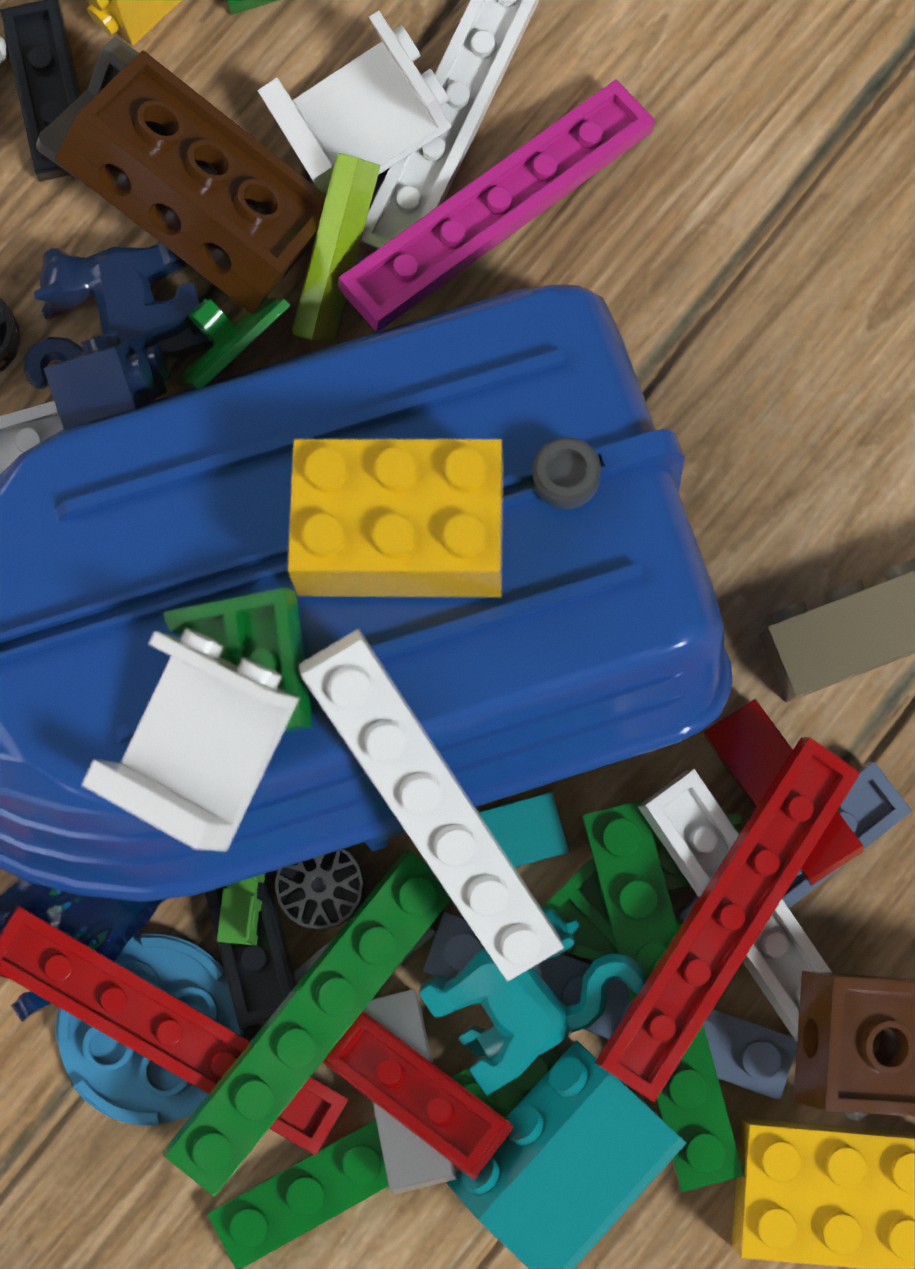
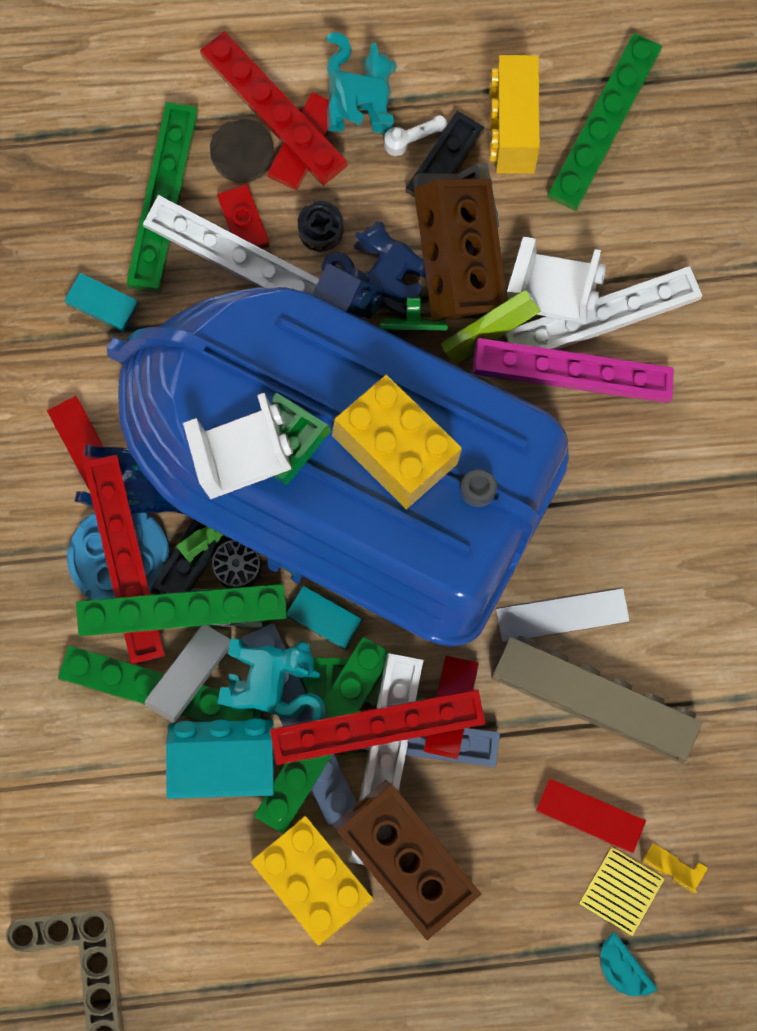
camera: 45 degrees right, 5 degrees down
(418, 1095) = (191, 676): red tile -> none
(430, 804) = (302, 563): white plate -> none
(793, 531) = (563, 615): none -> white sticker

